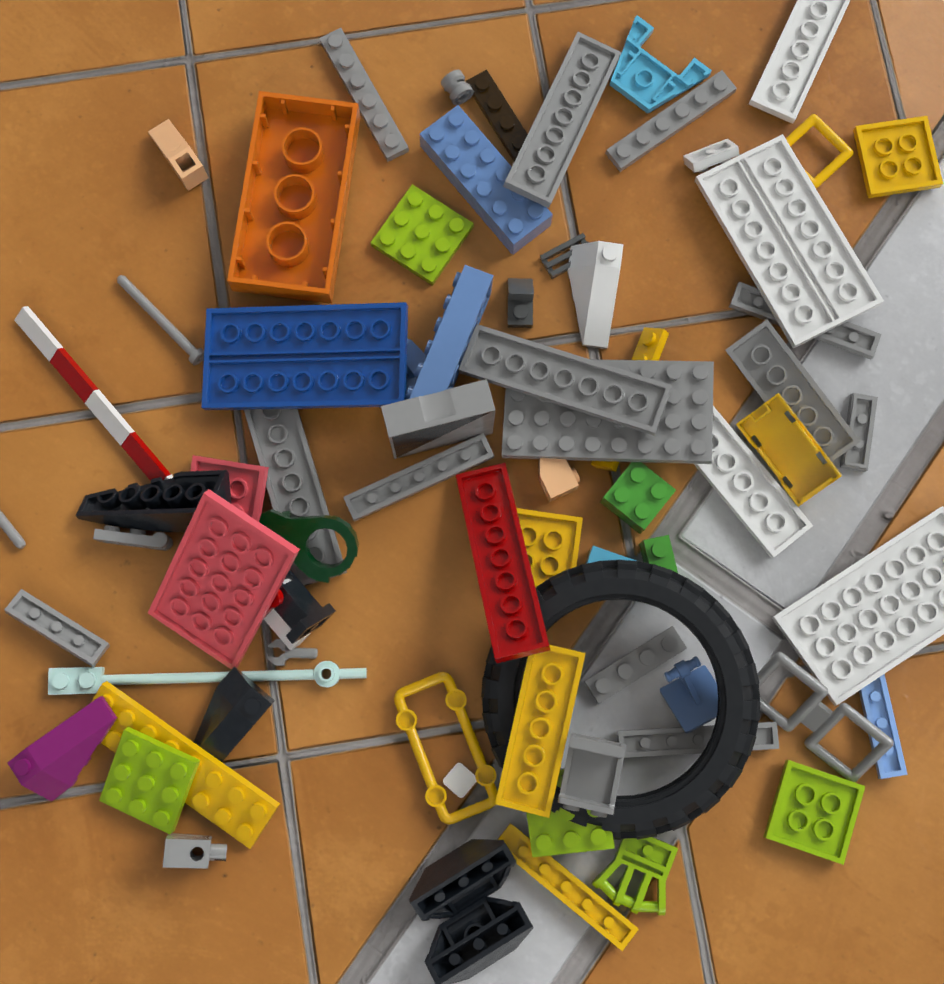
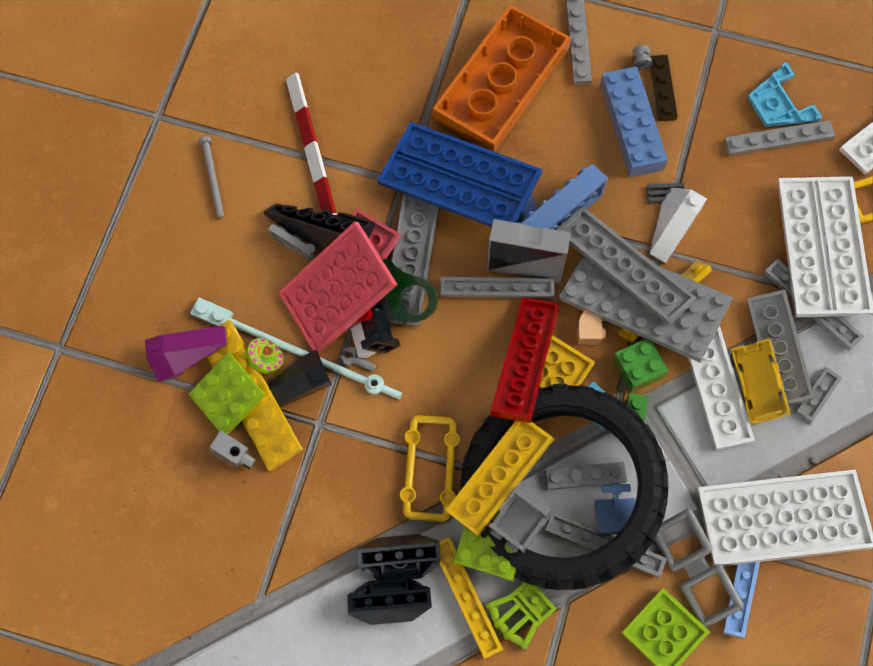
camera: 30 degrees right, 10 degrees down
(57, 628) = (217, 275): light grey plate -> none
(171, 707) = (264, 355): none -> lime tile
(178, 154) = (439, 24): light nougat slope -> none
(196, 355) = (389, 148): light grey bar -> none
(422, 234) = (574, 138): lime plate -> none
(459, 780) = (428, 494): white piece -> none
(520, 303) = (619, 209): dark grey slope -> none
(562, 120) = (702, 104): light grey plate -> none
(711, 155) = (796, 170): white plate -> none

